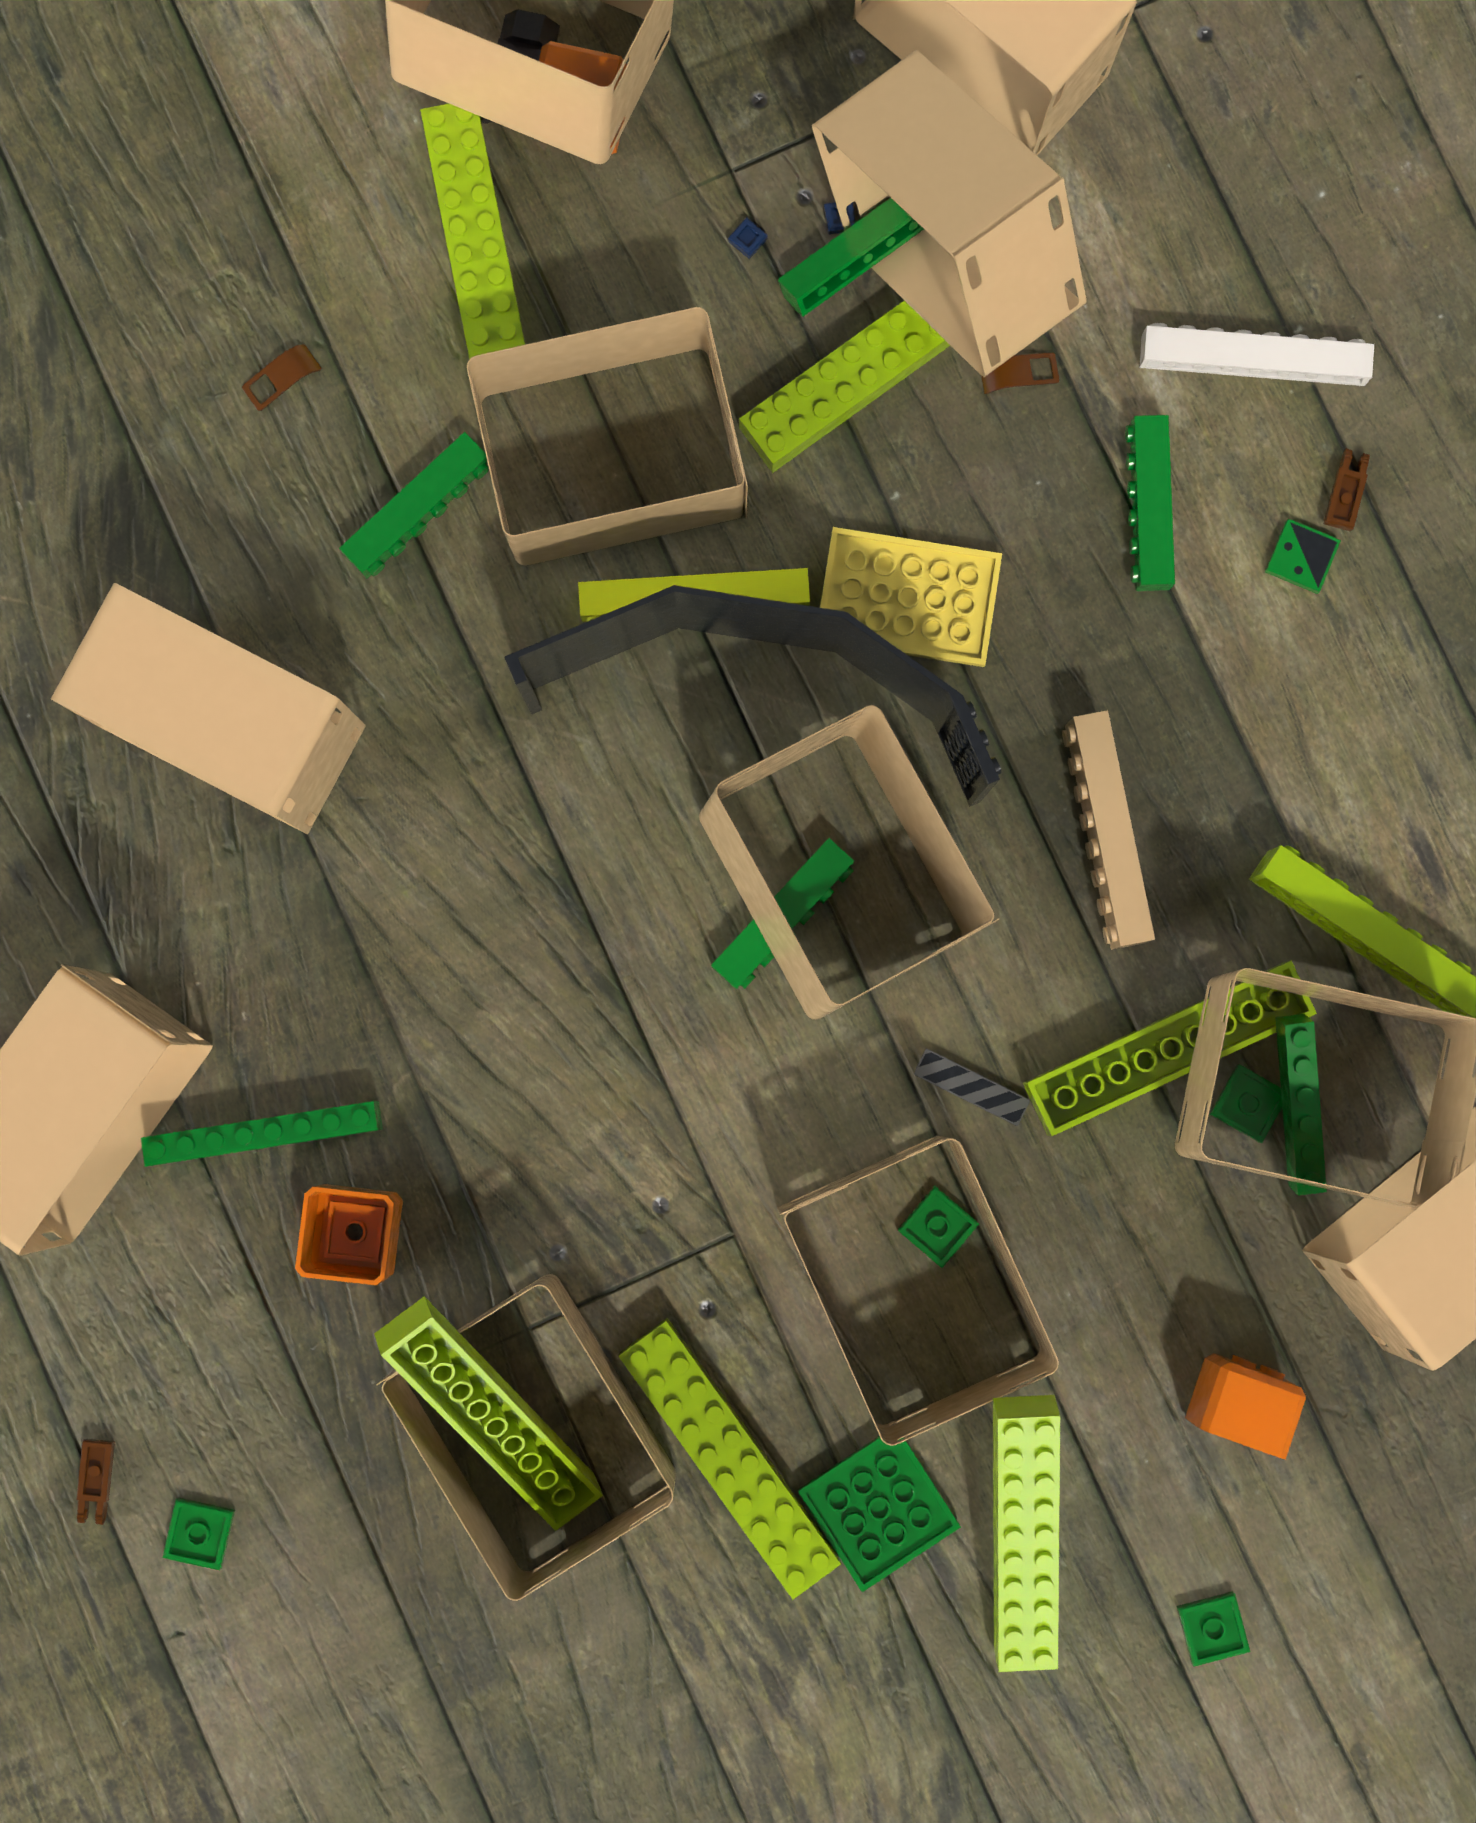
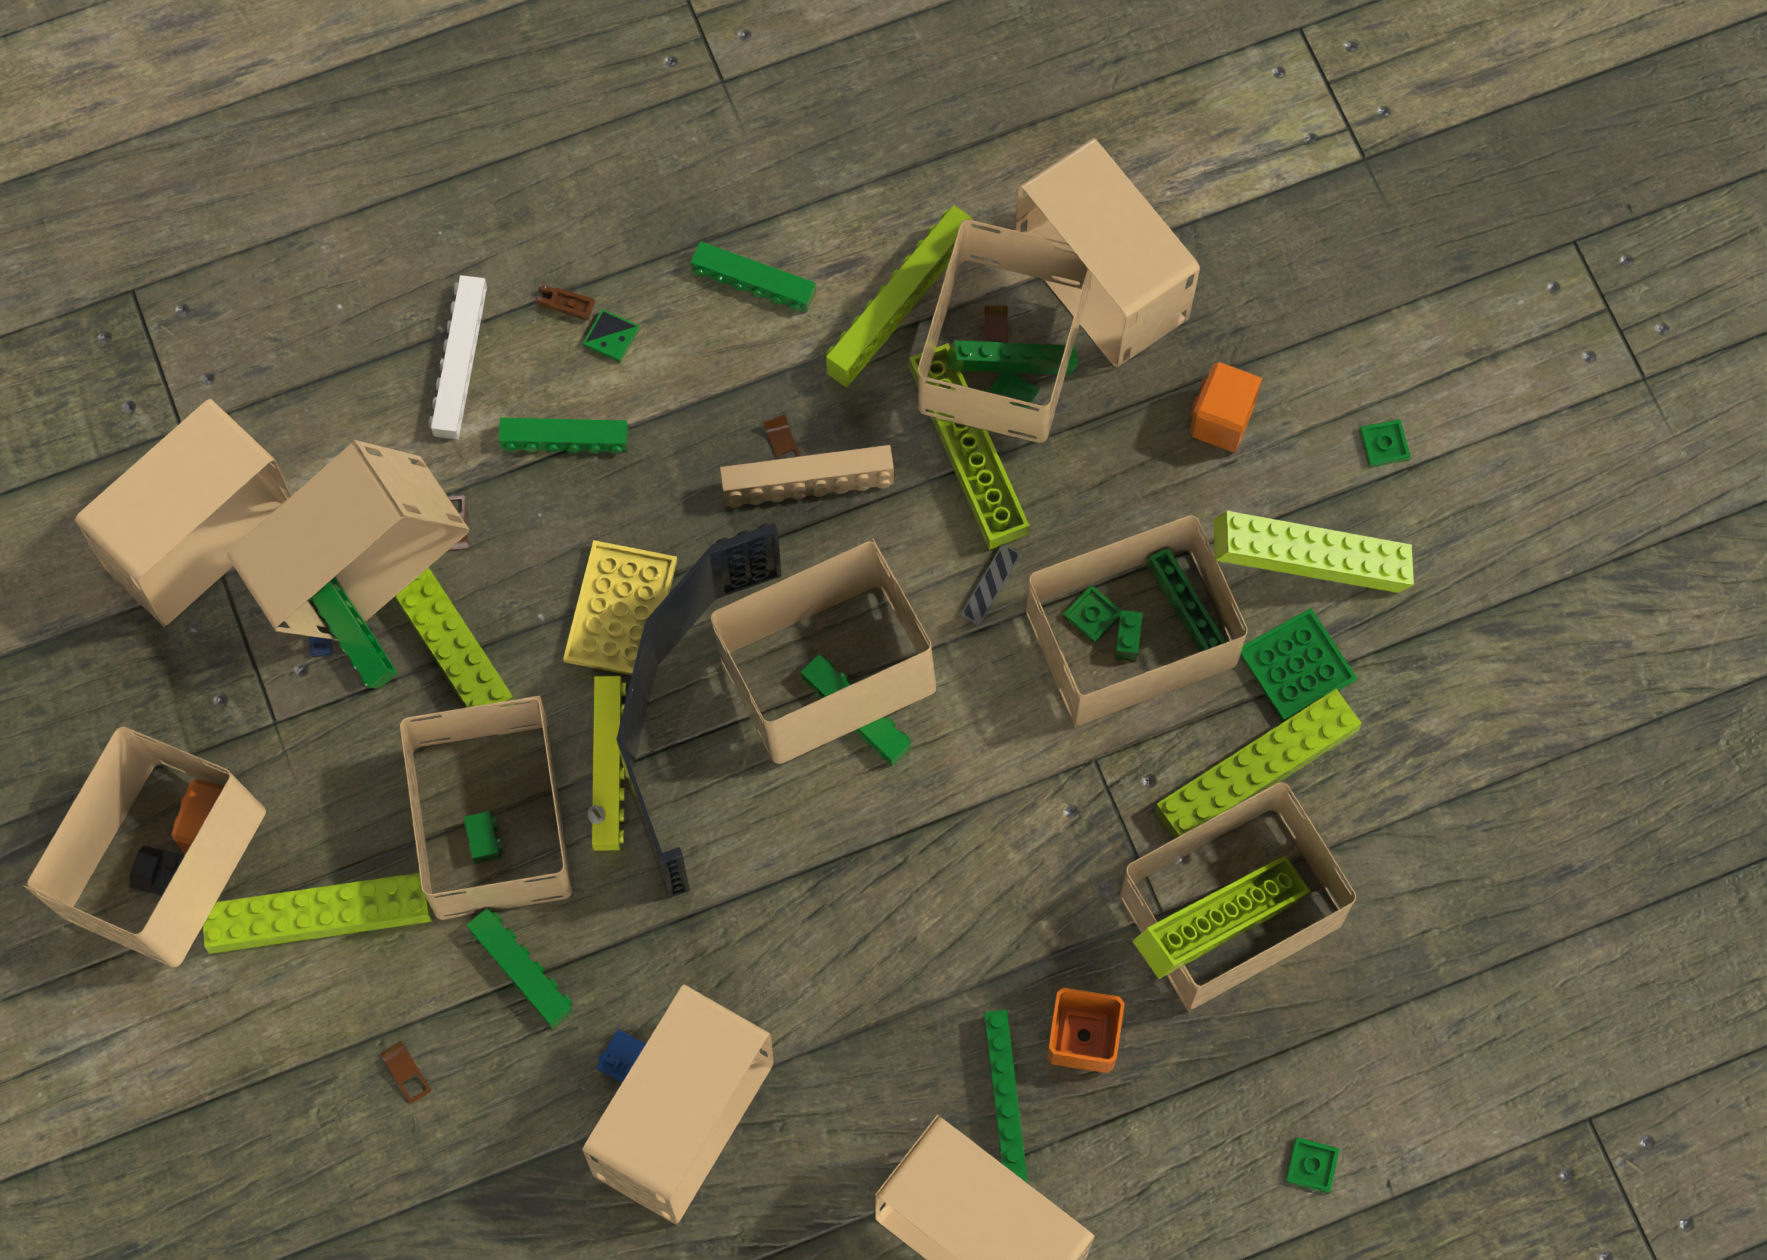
camera: 85 degrees left, 15 degrees down
(95, 1478) = (1268, 1242): reddish brown hinge -> none
(306, 648) = (620, 1056): none -> blue hinge
(586, 444) = (482, 837): none -> green brick
(619, 589) = (592, 817): none -> light grey hinge
(747, 238) = (330, 712): dark blue tile -> none
(906, 1276) = (1128, 635): none -> green brick
(946, 1360) = (1184, 600): none -> green brick
(1167, 794) = (780, 436): none -> reddish brown piece
(1355, 1079) = (996, 323): none -> reddish brown piece
(1402, 741) = (753, 277): none -> green brick

